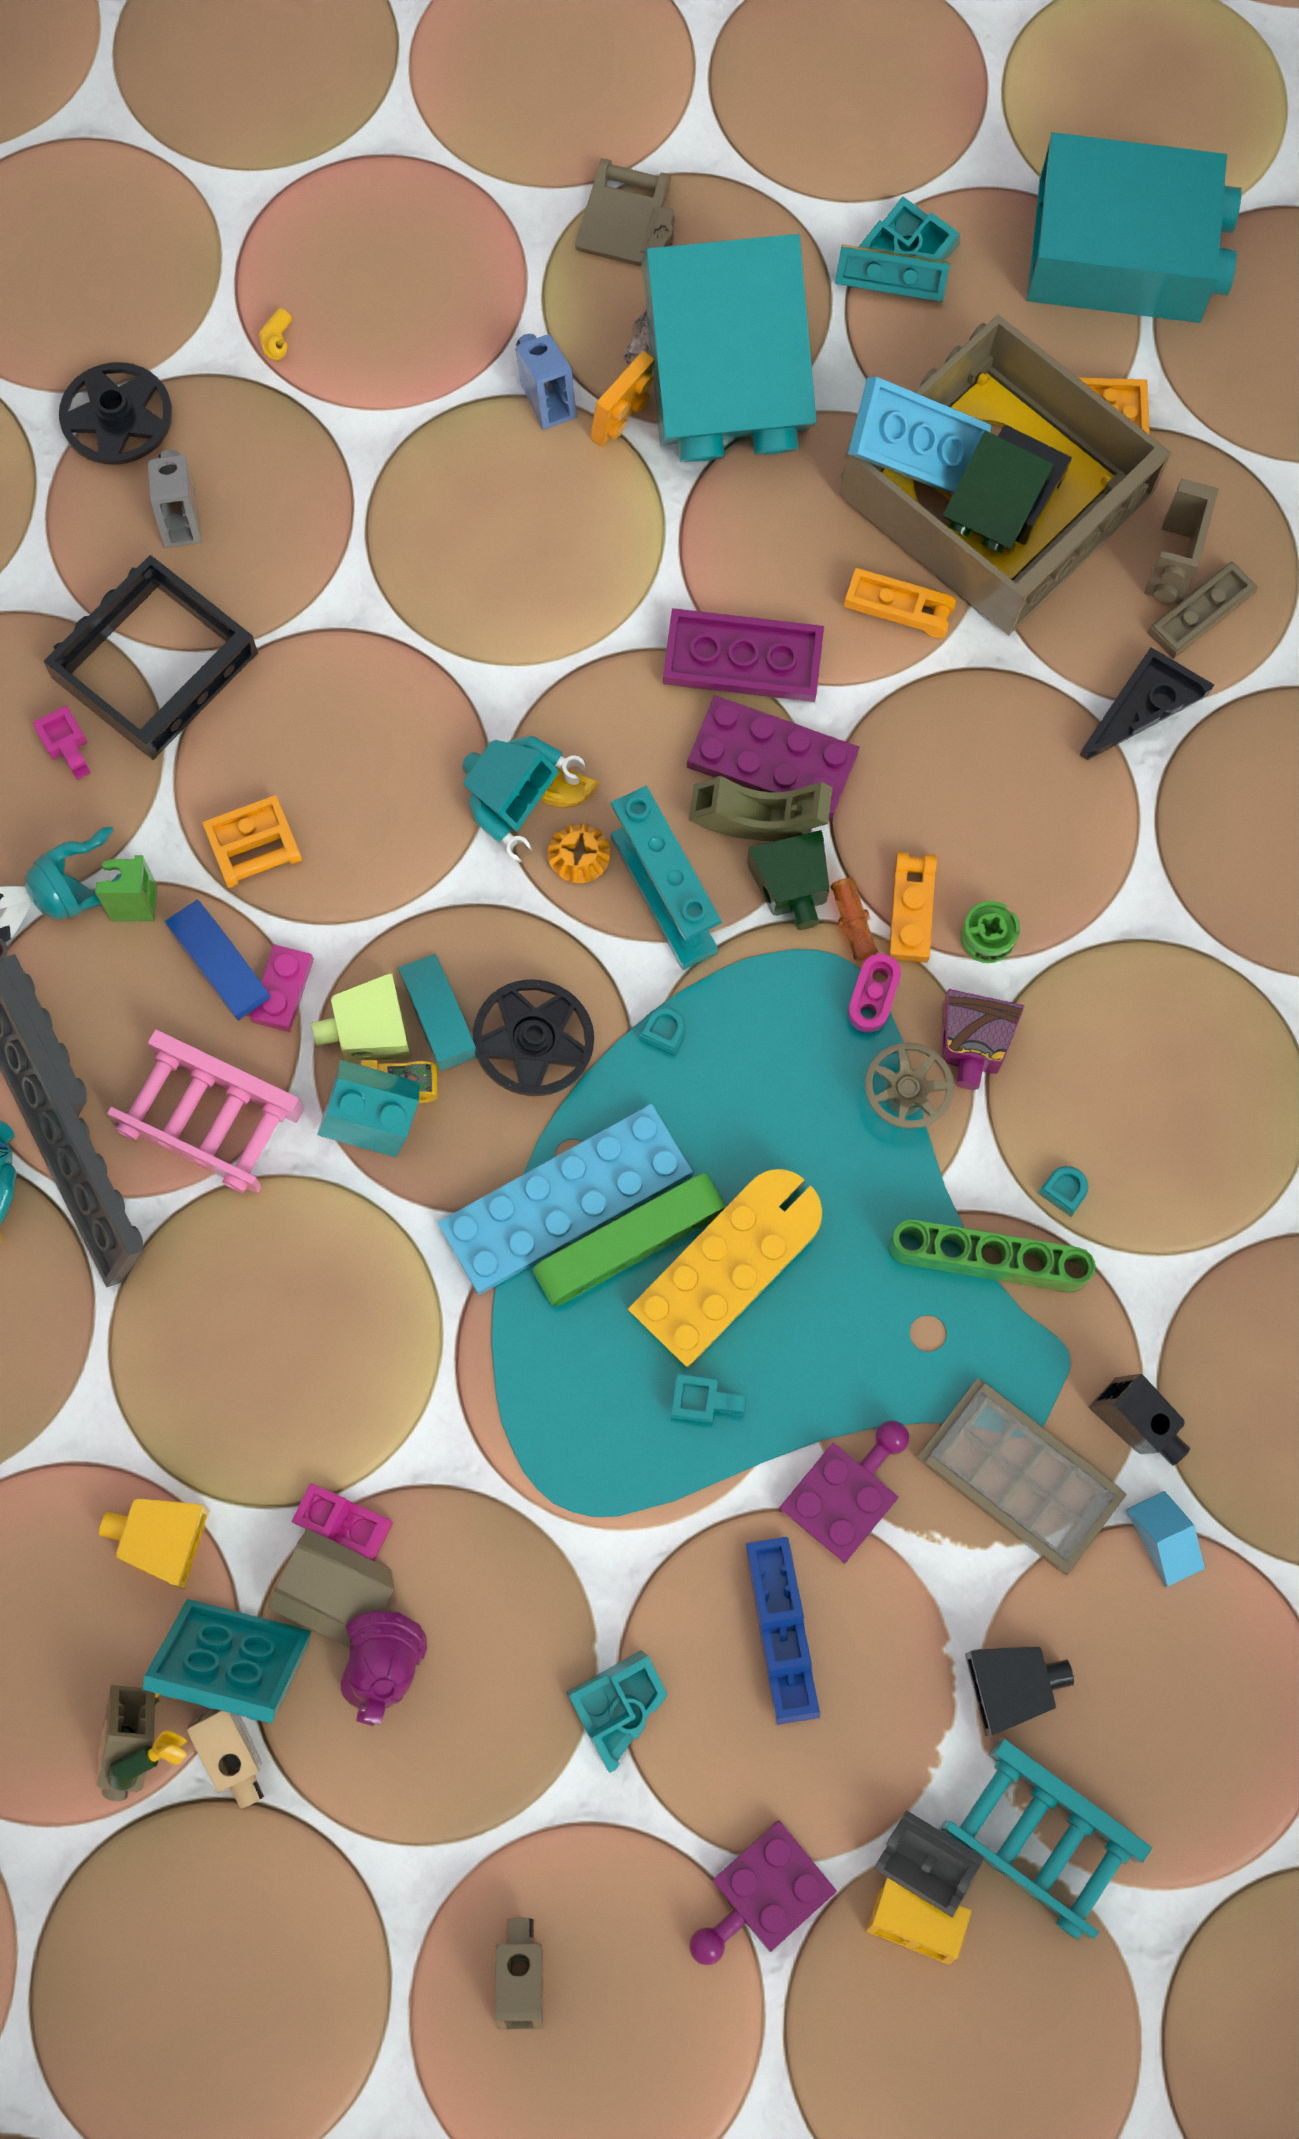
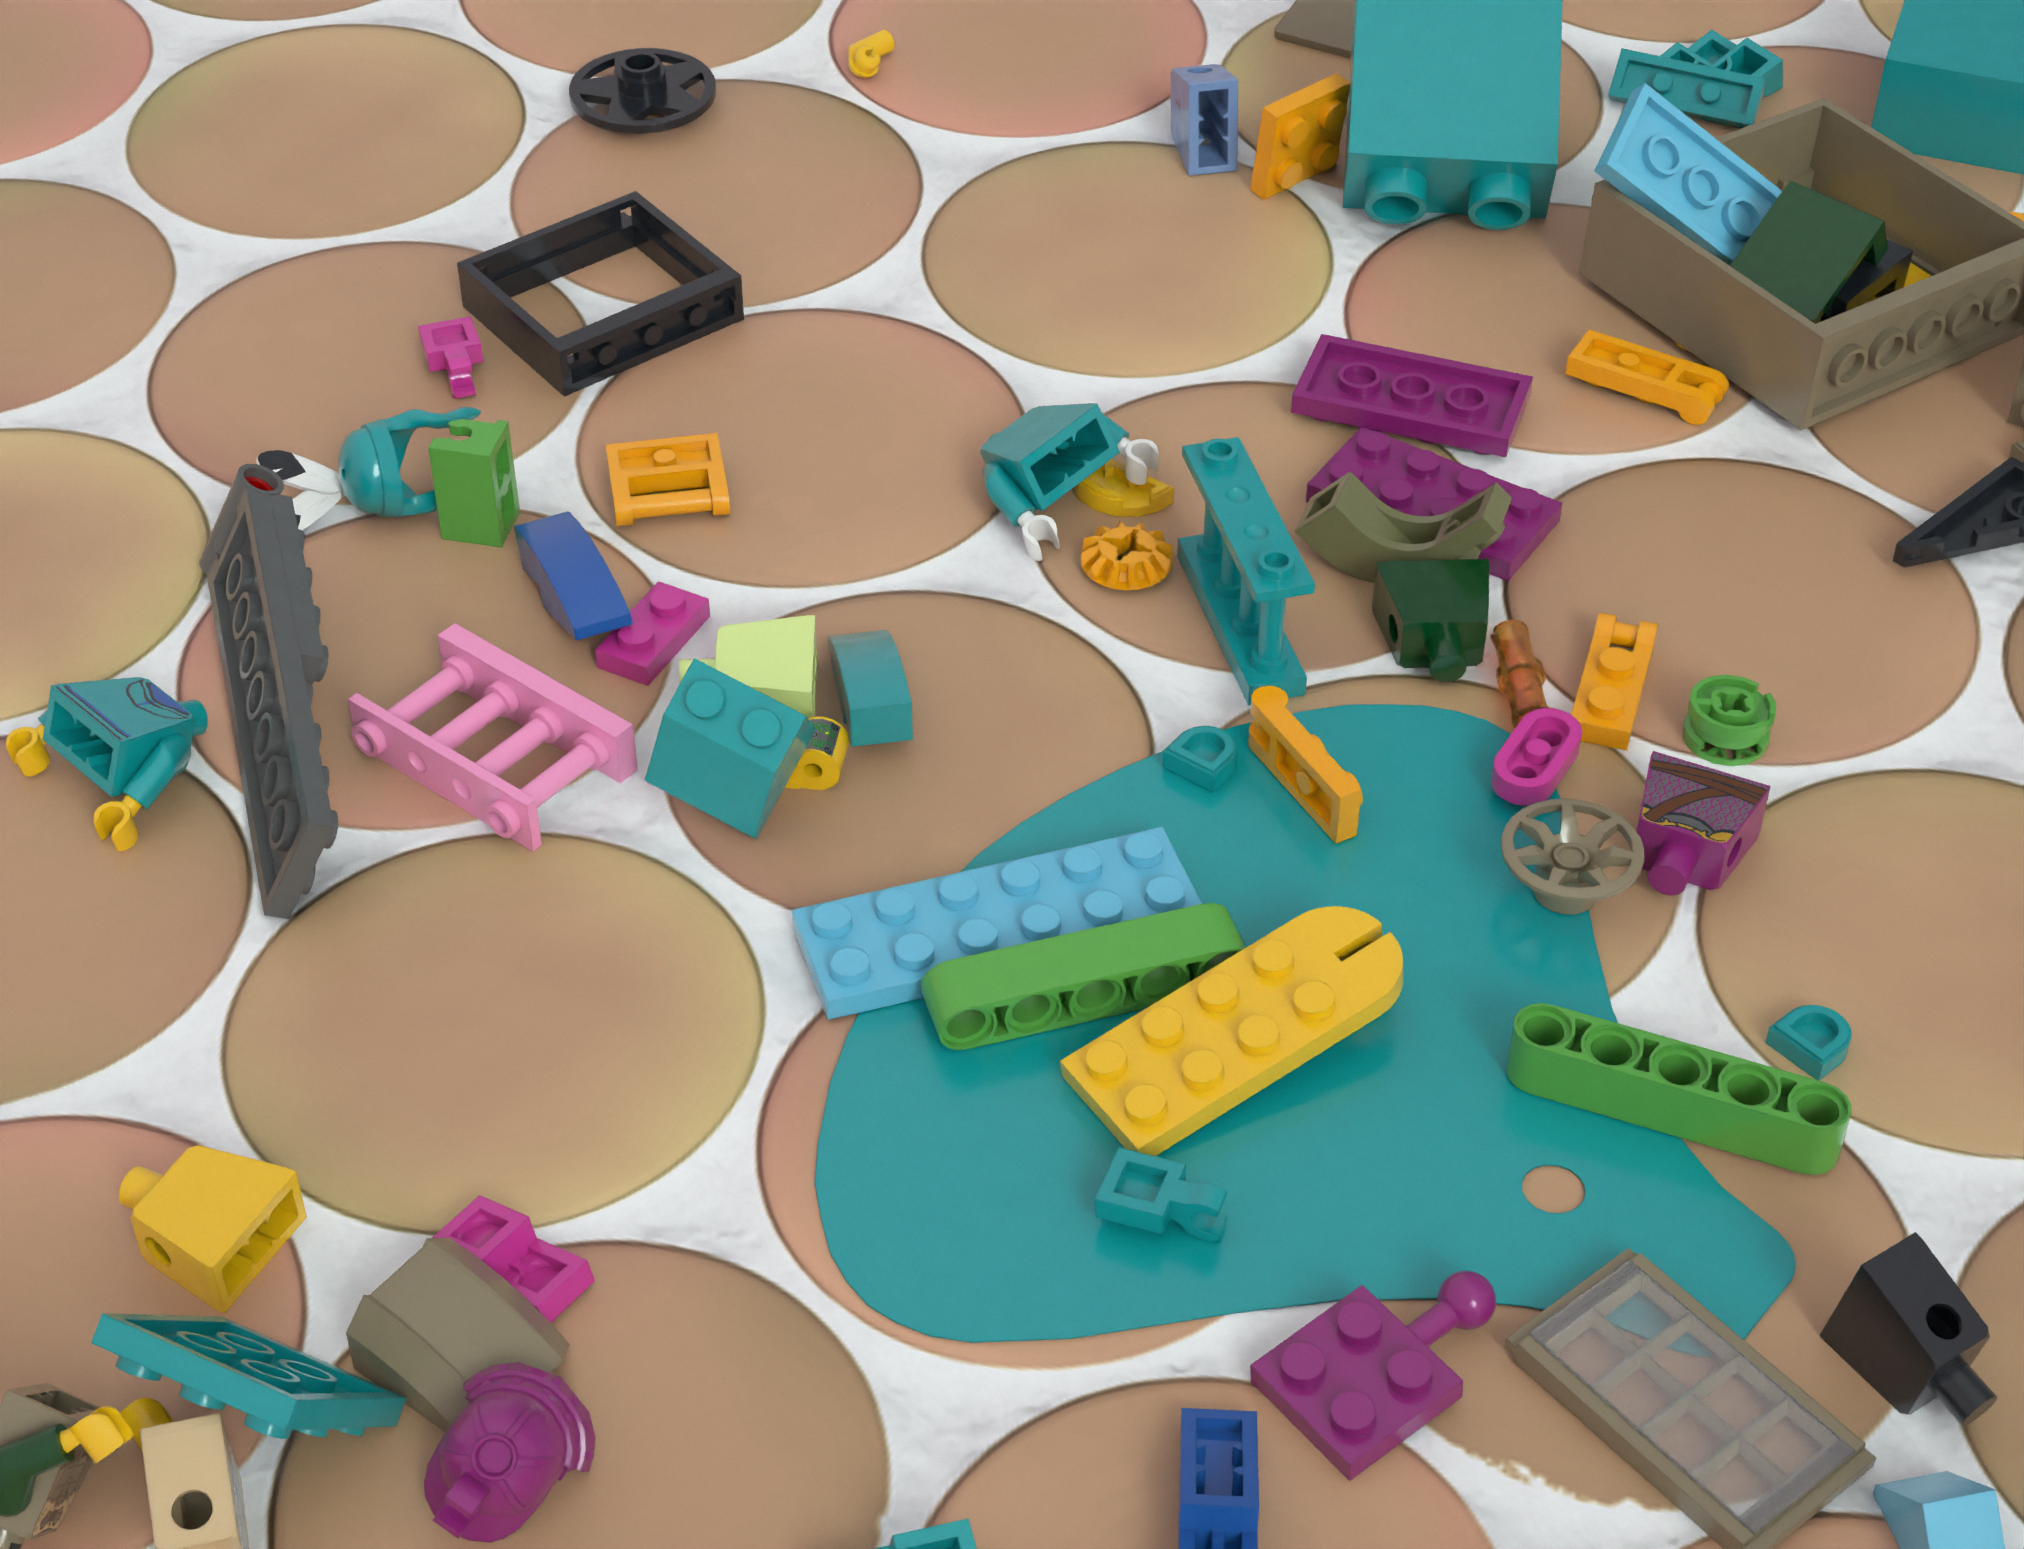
camera: 15 degrees right, 30 degrees down
(172, 482) = (683, 148): light grey torso -> none
(533, 1037) = (1002, 722): black wheel -> none
(730, 1032) = (1303, 765): none -> light orange plate

